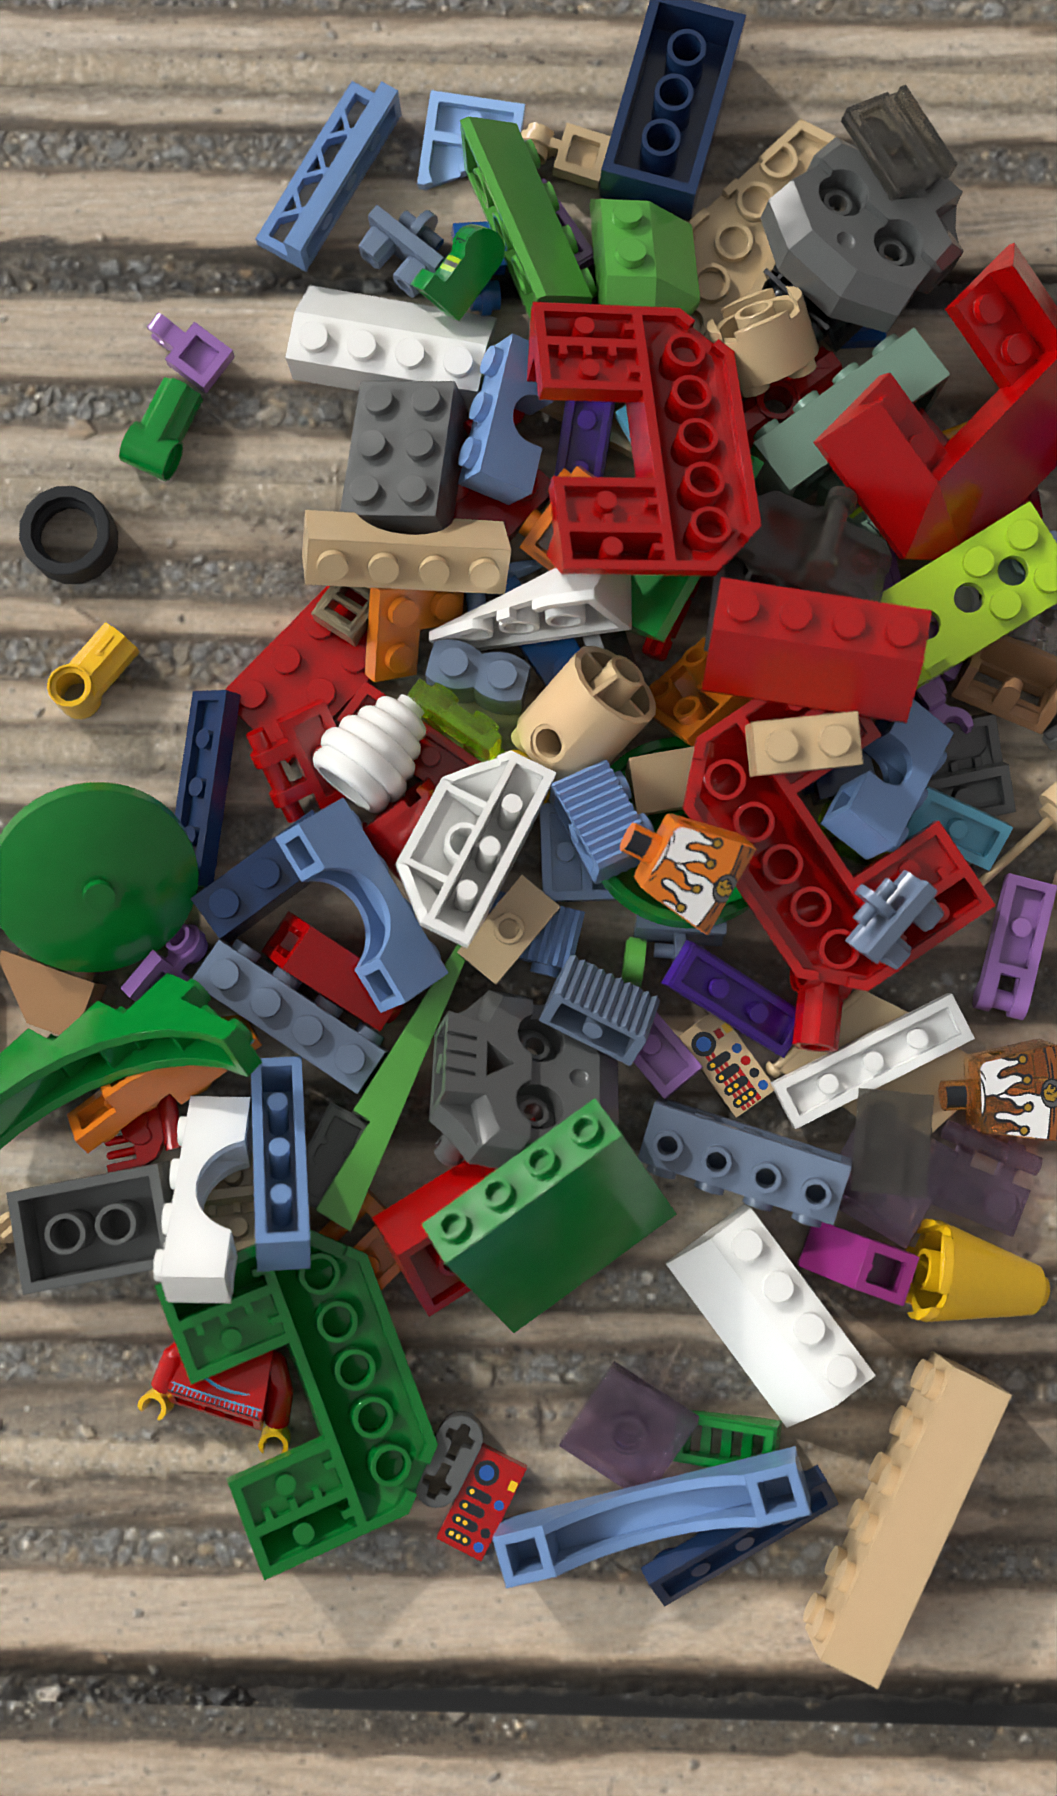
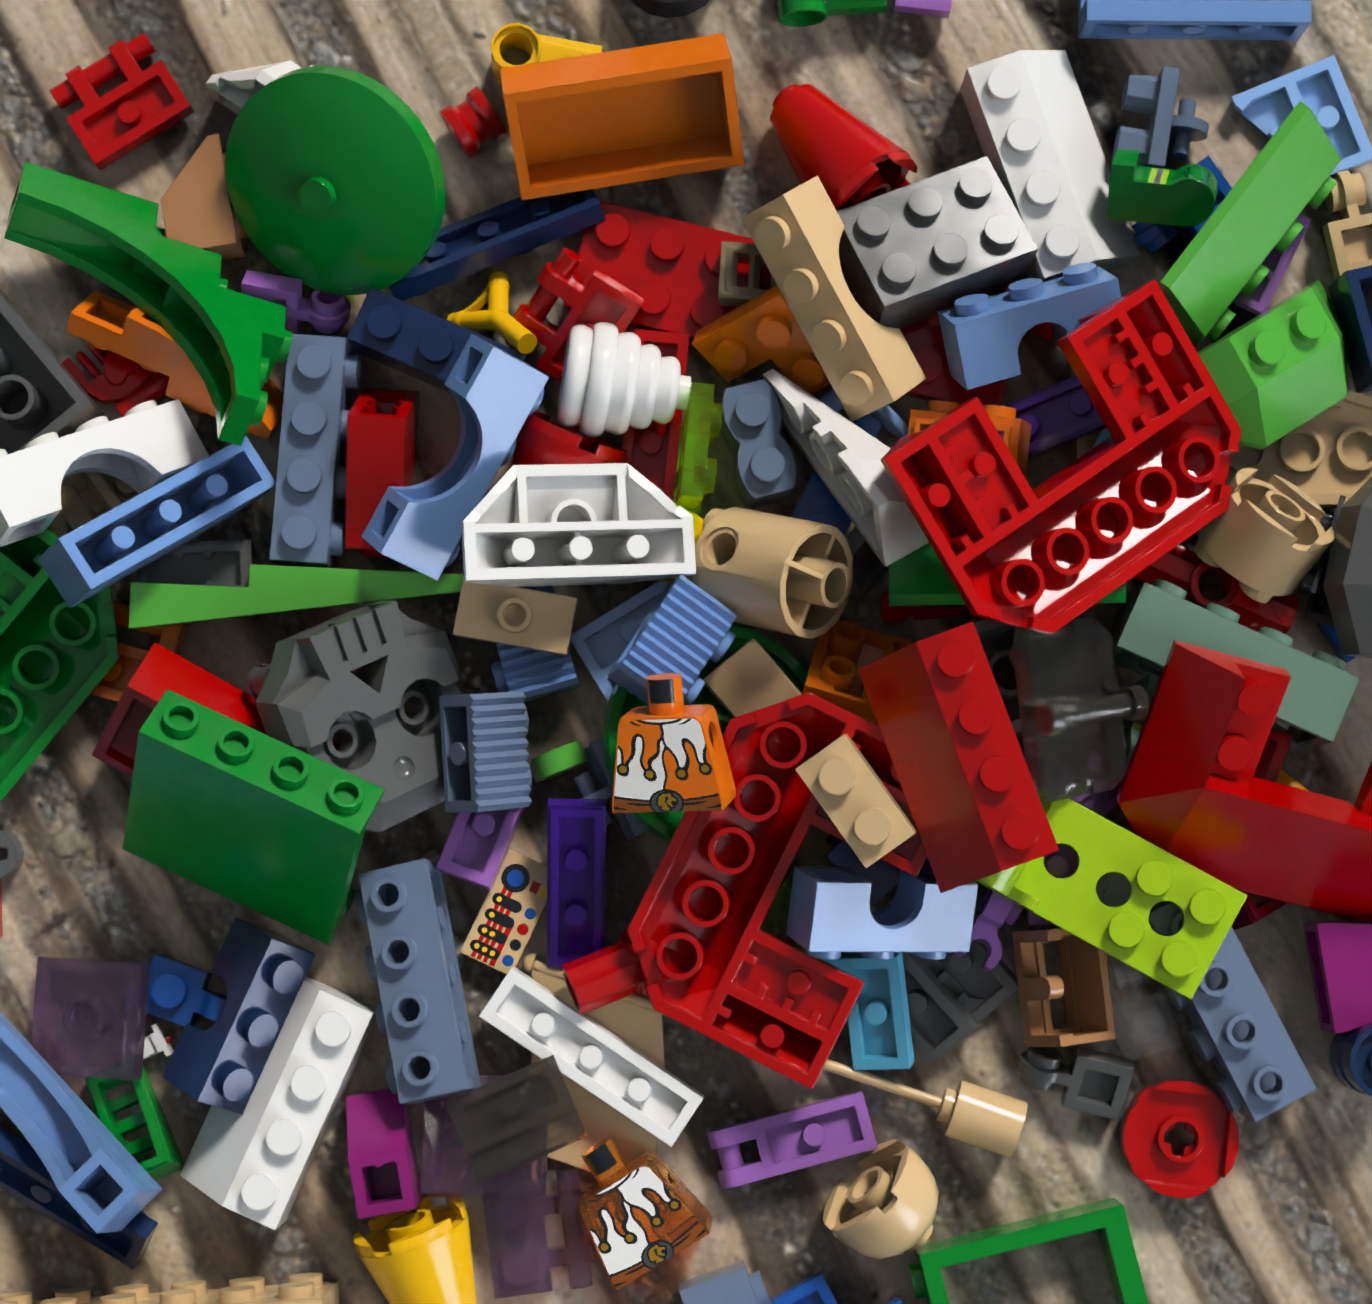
camera: 55 degrees right, 0 degrees up
(106, 752) = (473, 122): none -> red wheel
(170, 633) = (623, 116): none -> orange piece
(266, 817) = (497, 315): none -> yellow piece
(281, 491) = (837, 146): none -> red cone
(648, 1349) = (181, 992): none -> blue plate
(676, 1388) = (157, 1042): none -> white piece
(678, 1280) = (262, 982): none -> dark blue arch
(889, 913) = (738, 983): sand blue hips -> none

